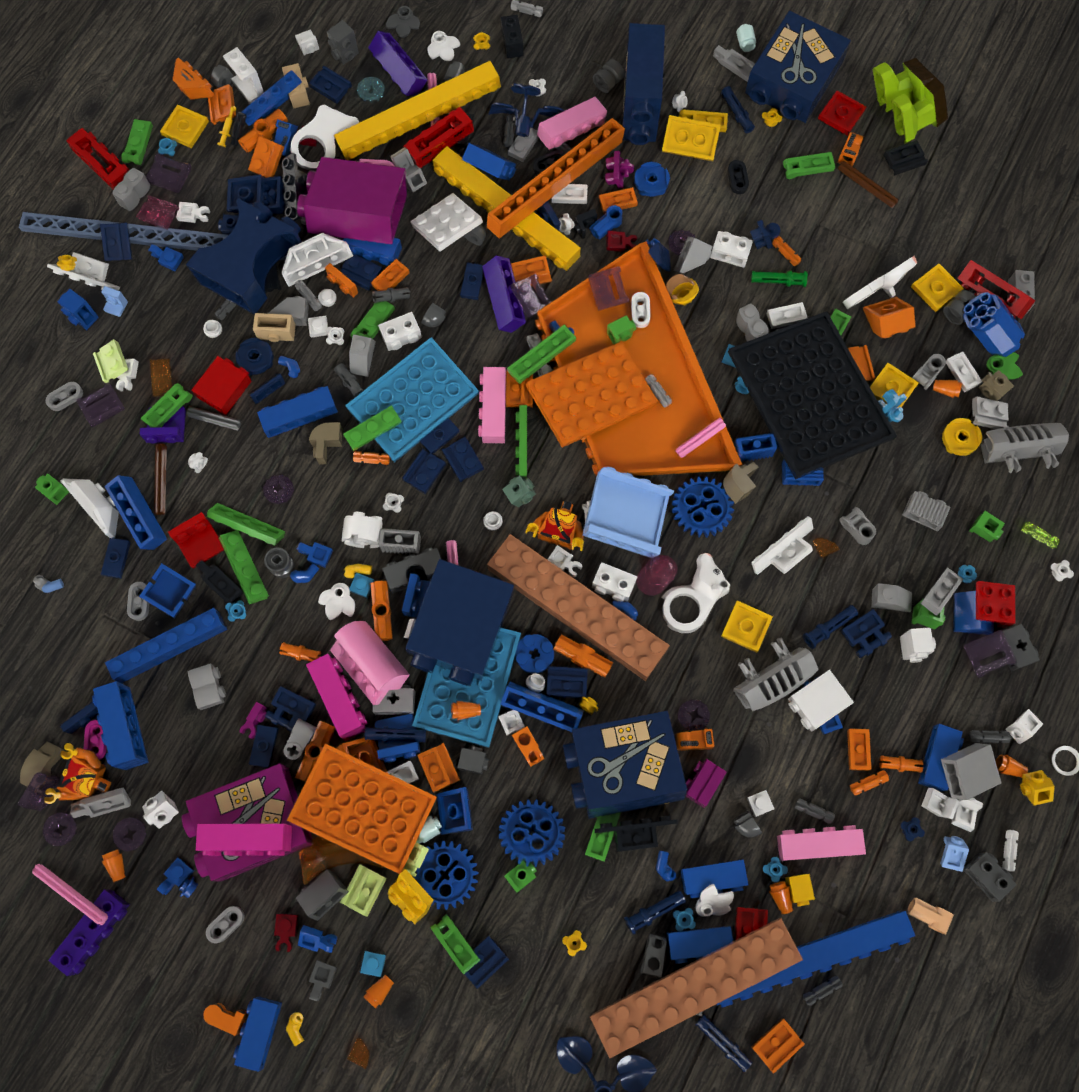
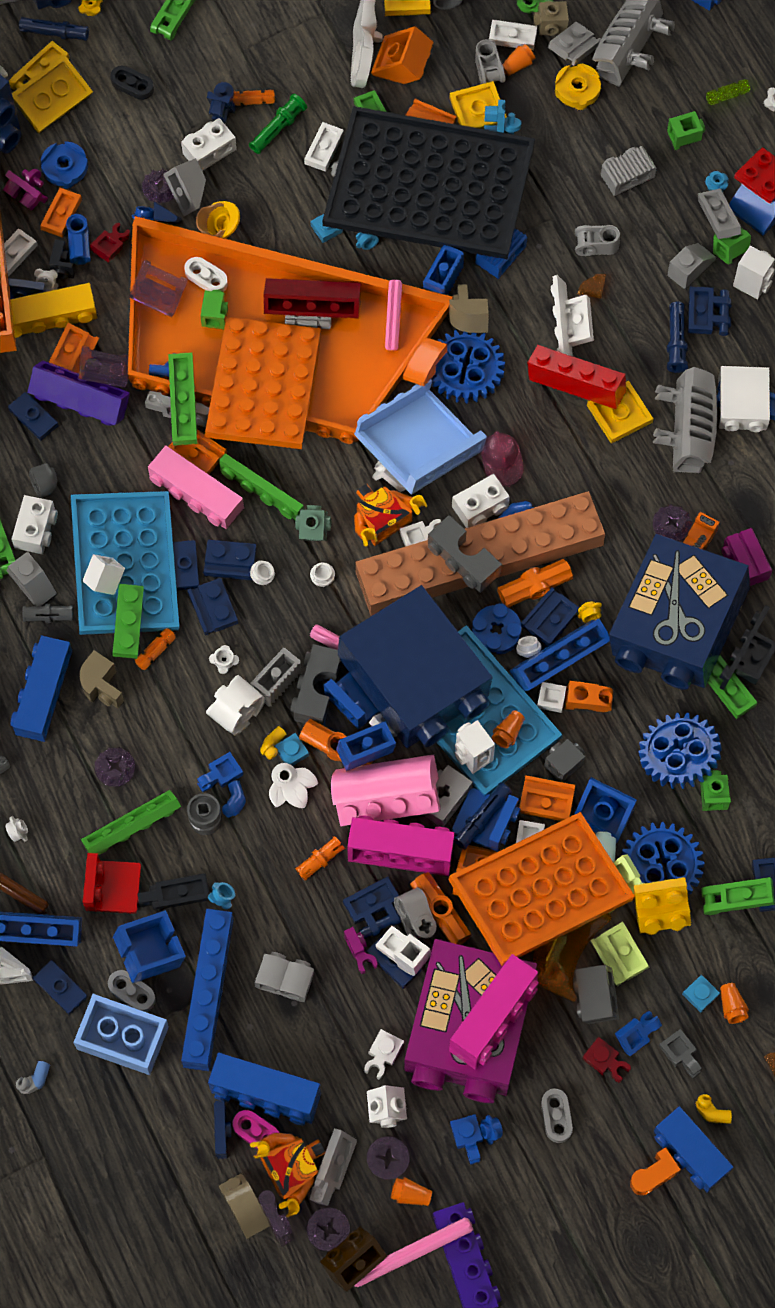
camera: 55 degrees left, 5 degrees down
(44, 859) = (353, 1258): none -> dark brown brick
(102, 615) = (121, 1034): none -> light blue brick
(200, 782) = (384, 1050): none -> white plate
(243, 567) = (177, 856): bright green plate -> none
(264, 752) = (404, 950): none -> white brick
(384, 628) = (366, 746): none -> blue brick
(390, 392) = (103, 574): none -> white panel
(432, 696) = (474, 746): none -> white brick
(467, 484) = (262, 572): none -> white plate
(562, 579) = (477, 570): none -> dark grey arch
(673, 381) = (312, 298): none -> dark red brick
(678, 479) = (424, 361): none -> orange slope
(705, 589) = (552, 424): white animal -> none
(747, 581) = (577, 377): none -> red brick
(750, 323) = (308, 185): light grey brick -> none

